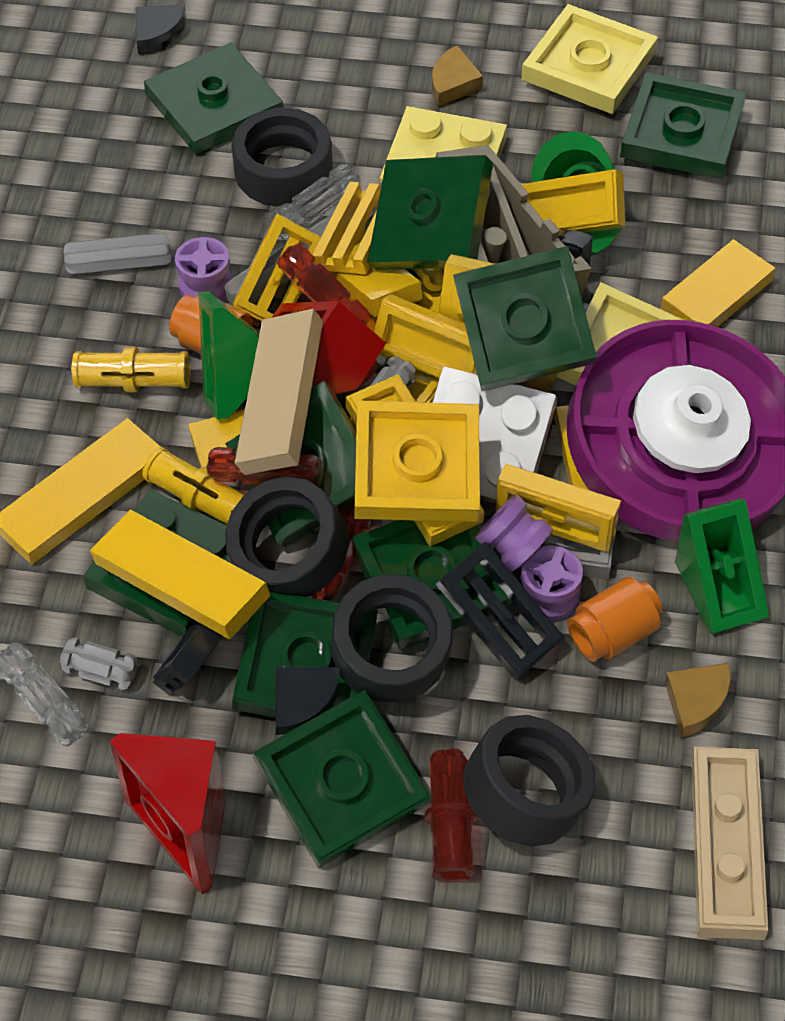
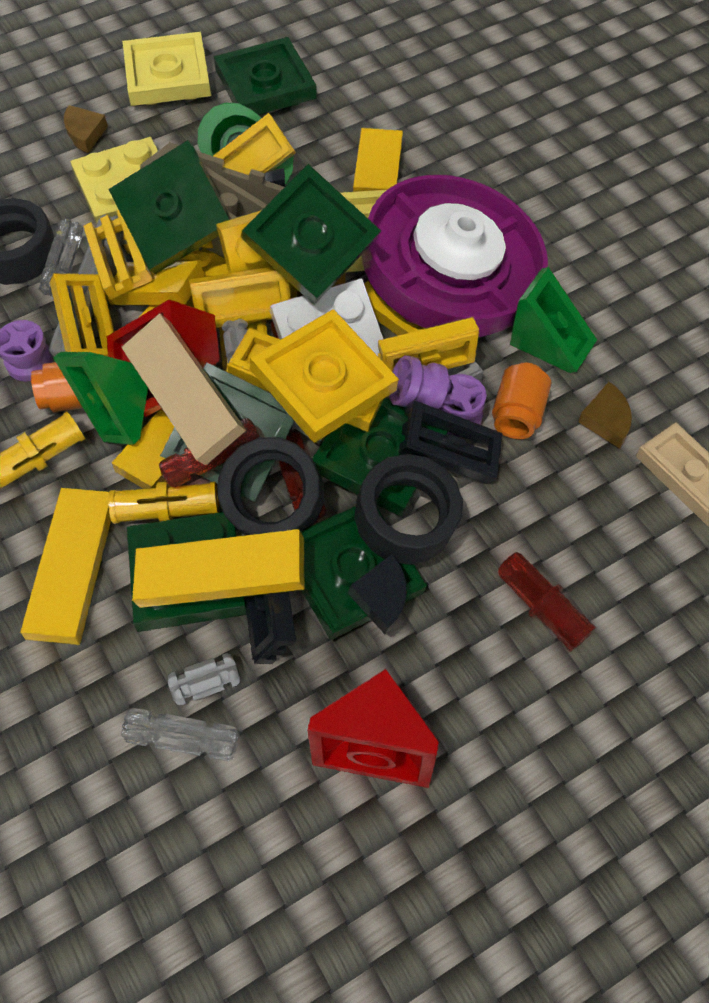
camera: 40 degrees left, 5 degrees up
(317, 281) = (121, 304): clear red axle -> none
(341, 778) = (454, 631): dark green plate -> none
(507, 810) = (567, 561): black tyre -> none

